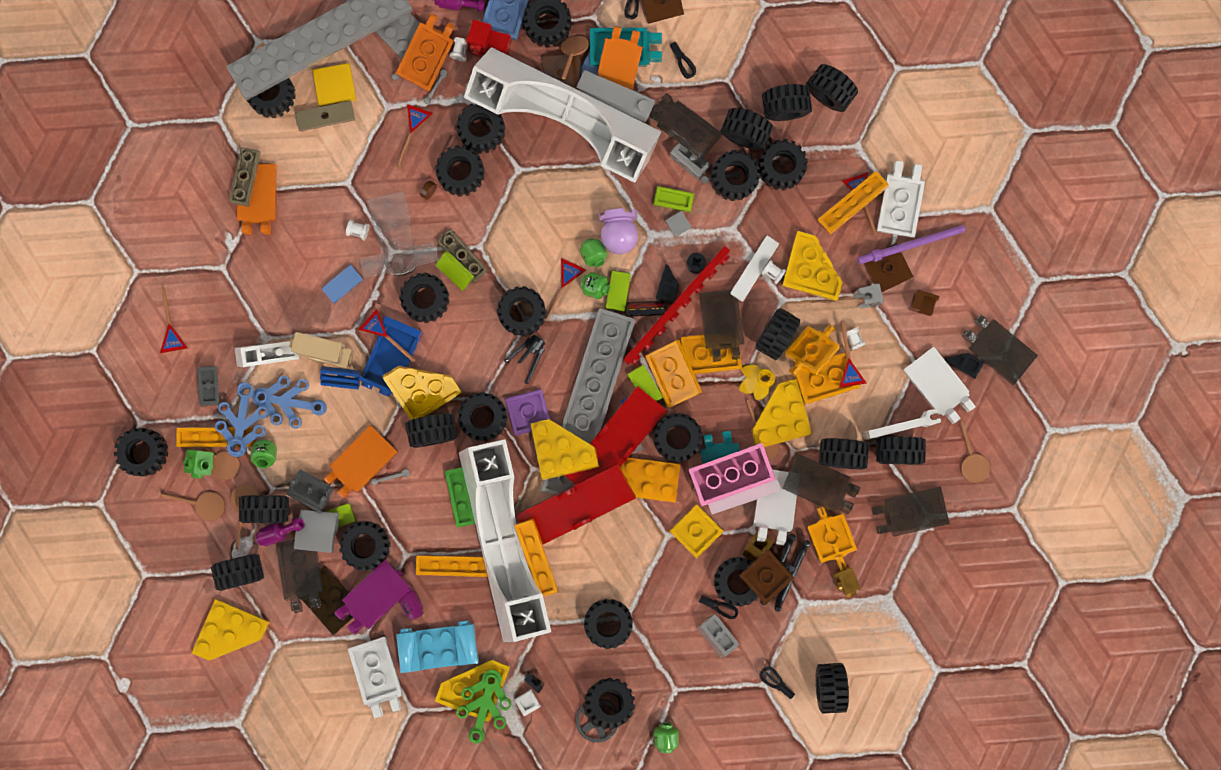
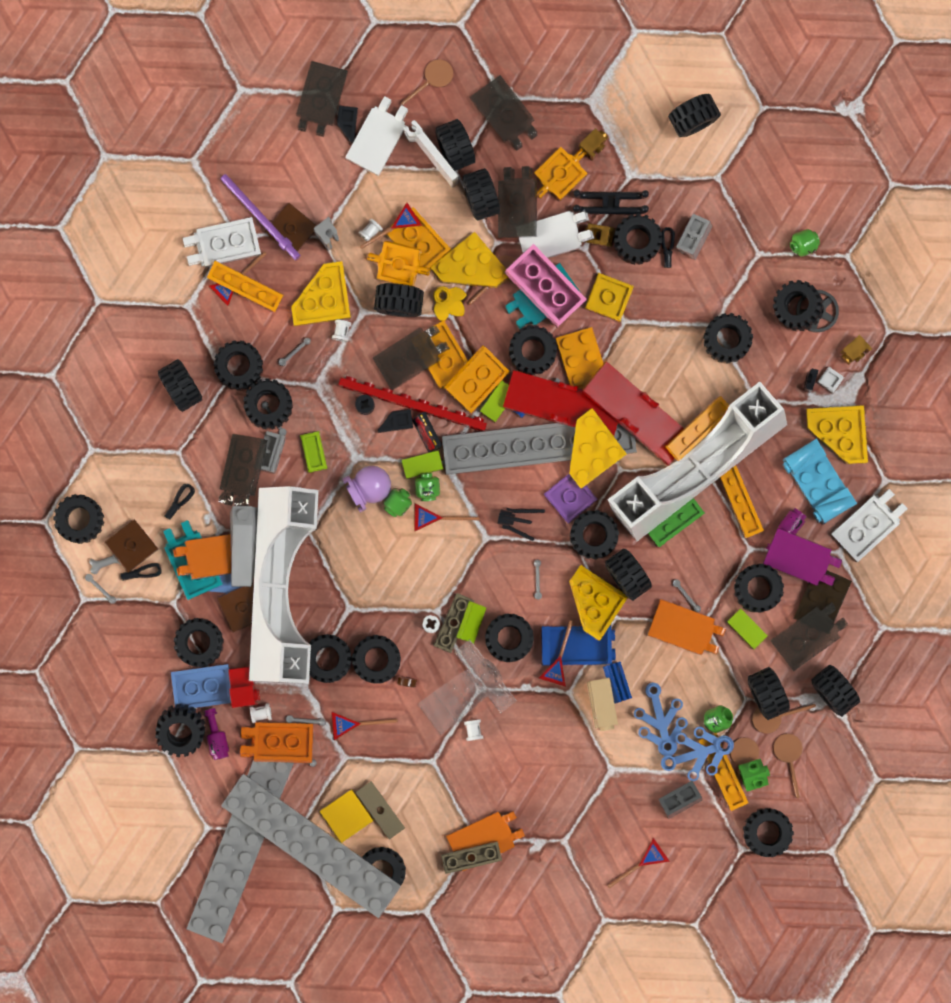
camera: 115 degrees left, 0 degrees up
(228, 630) = (891, 678): yellow plate -> none
(264, 354) = (626, 761): white slope -> none
(277, 532) = (787, 676): magenta piece -> none
(310, 491) = (732, 660): dark grey hinge -> none
(318, 531) = (765, 637): light grey slope -> none
(342, 284) = (530, 721): medium blue tile -> none
(452, 343) = (537, 595): none -> light grey hinge
(475, 236) = (437, 624): none -> white bush
(485, 702) = (849, 415): bright green plant -> none
(521, 294) = (471, 529): black tyre -> none
(544, 738) = (855, 350): none -> pearl gold brick
(573, 46) = (212, 608): nougat piece -> none
(678, 224) = (335, 437): light grey tile -> none
(745, 496) = (559, 264): white sticker -> none
(746, 128) = (221, 411): black tyre -> none
(754, 268) = (345, 349): white sticker -> none
(766, 576) = (623, 214): reddish brown plate -> none
(768, 207) = (306, 341): none -> light grey hinge
(780, 686) = (713, 162): black piece -> none
(832, 88) = (148, 350): black tyre -> none
(923, 302) = (309, 183): reddish brown panel -> none

